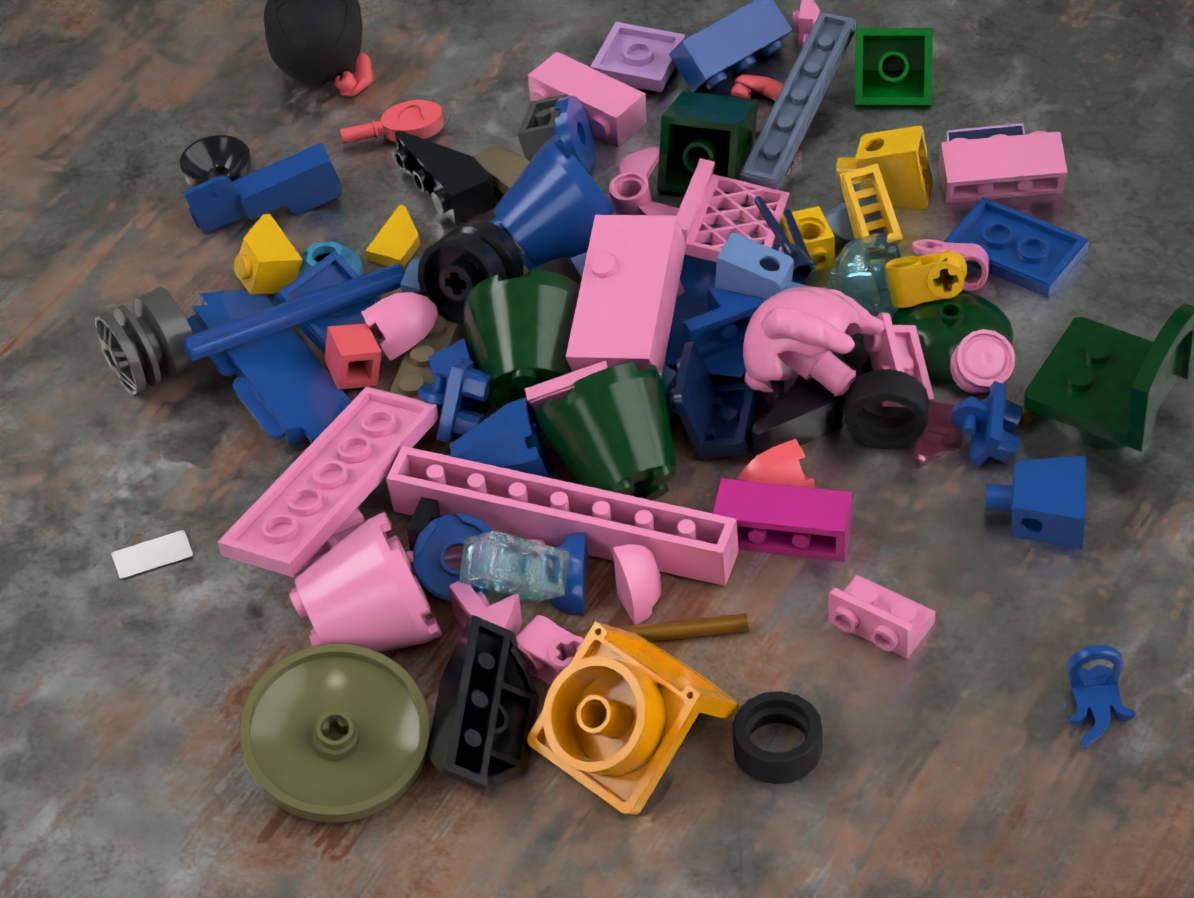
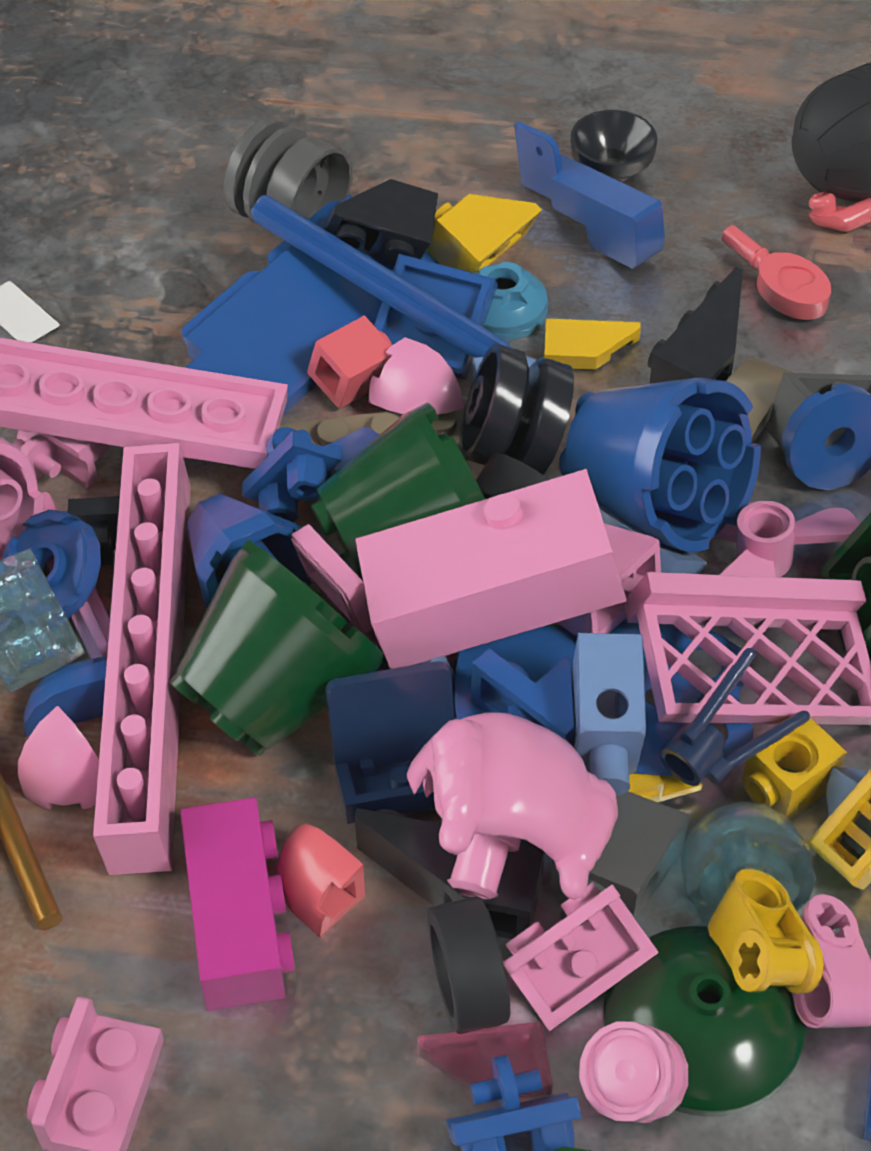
camera: 65 degrees right, 5 degrees up
(241, 288) = (386, 221): none -> black slope

